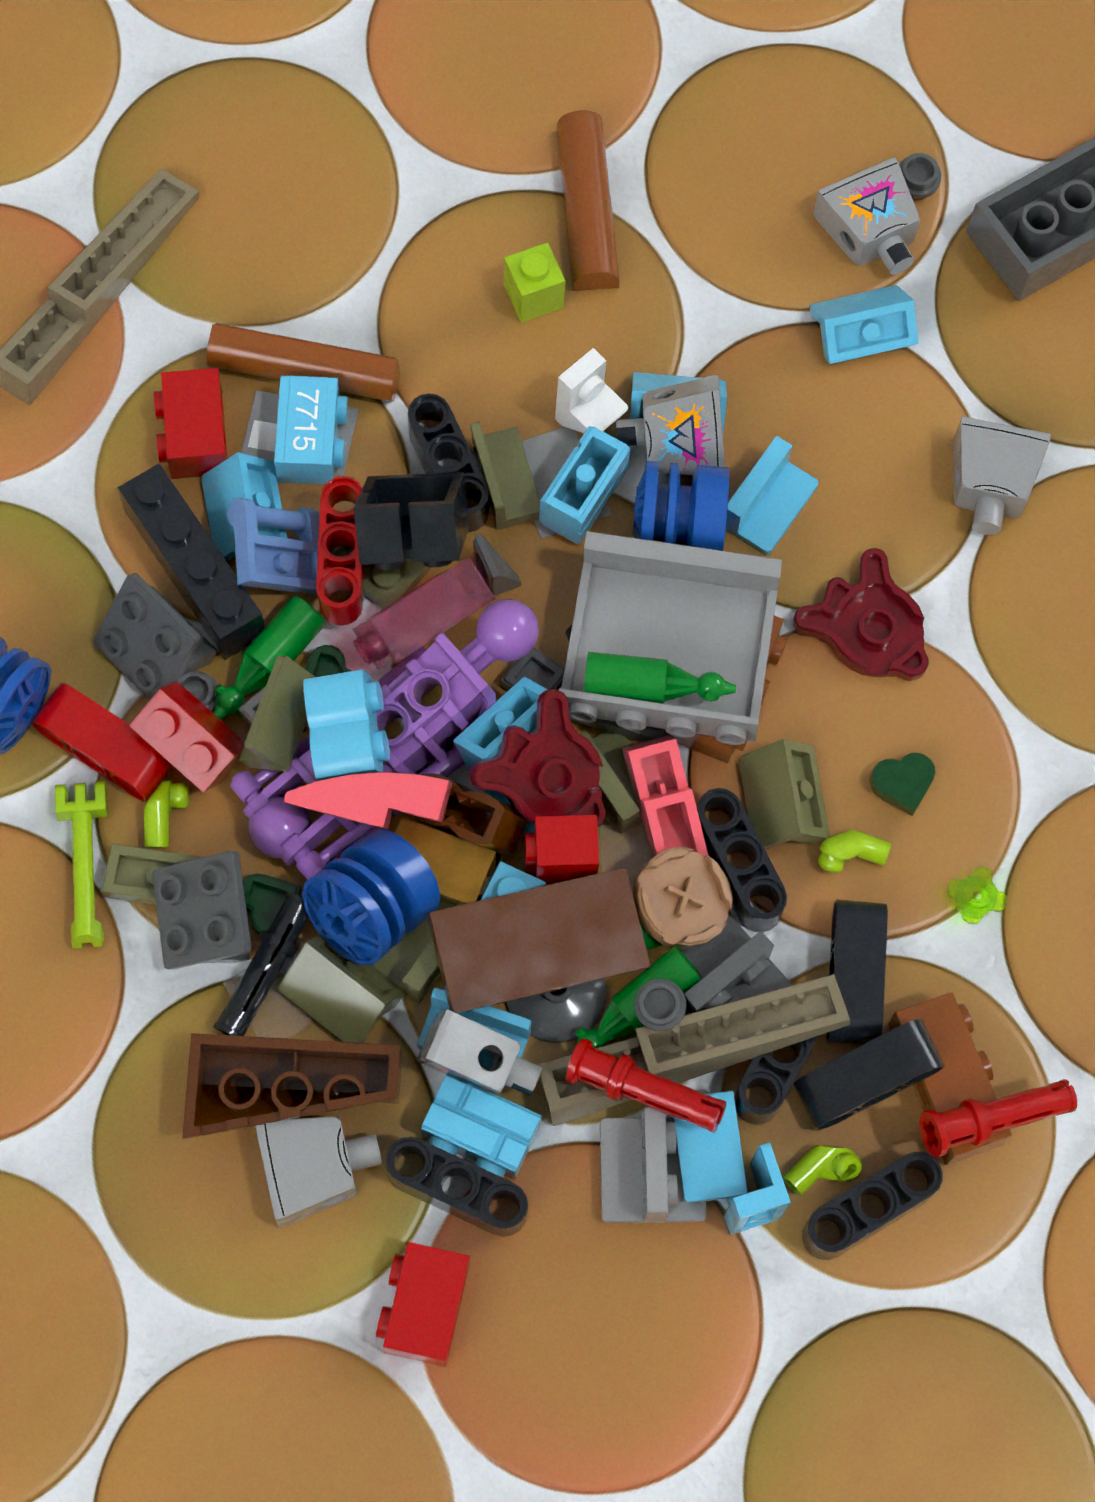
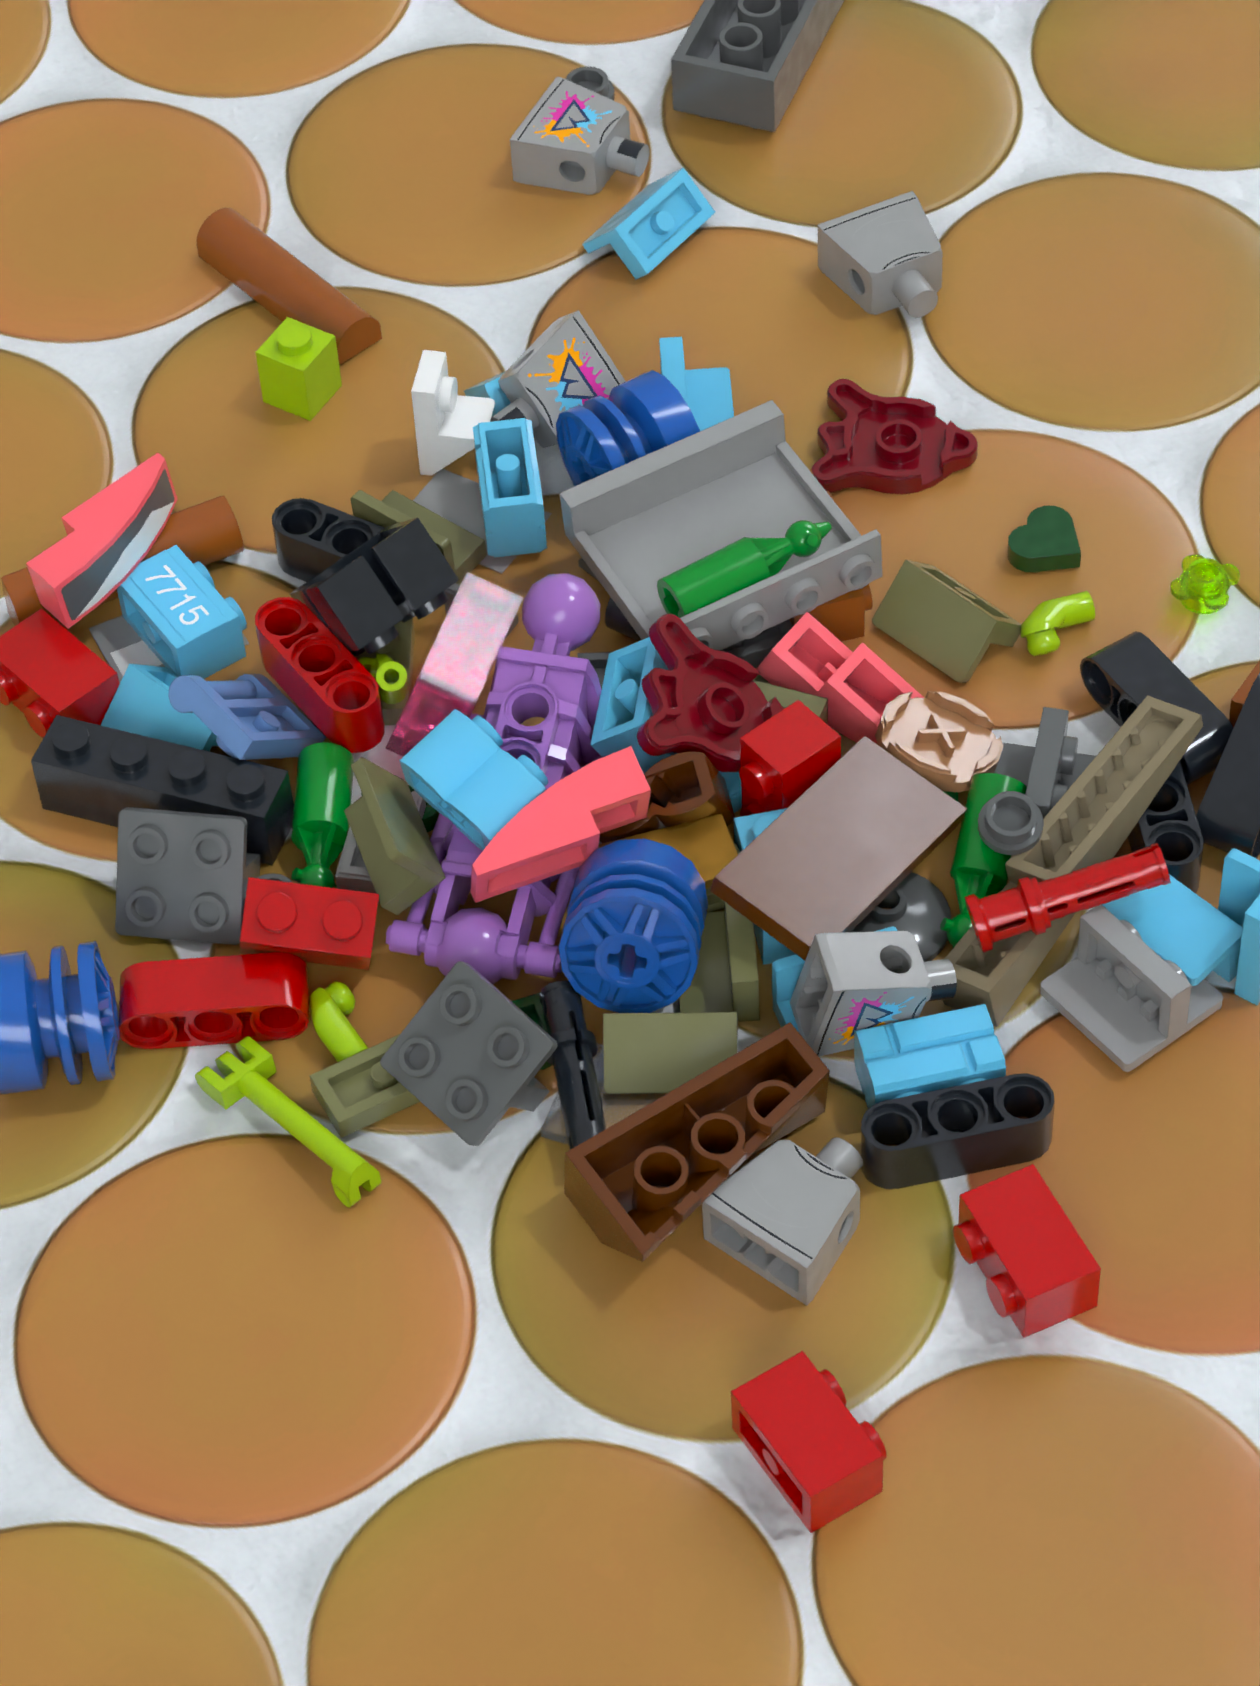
camera: 30 degrees left, 20 degrees down
(191, 1328) = (808, 1440): none -> red brick
(286, 350) = (104, 542): none -> coral slope
(382, 589) = (389, 676): none -> lime arm
(745, 883) = (1002, 691): black beam -> none

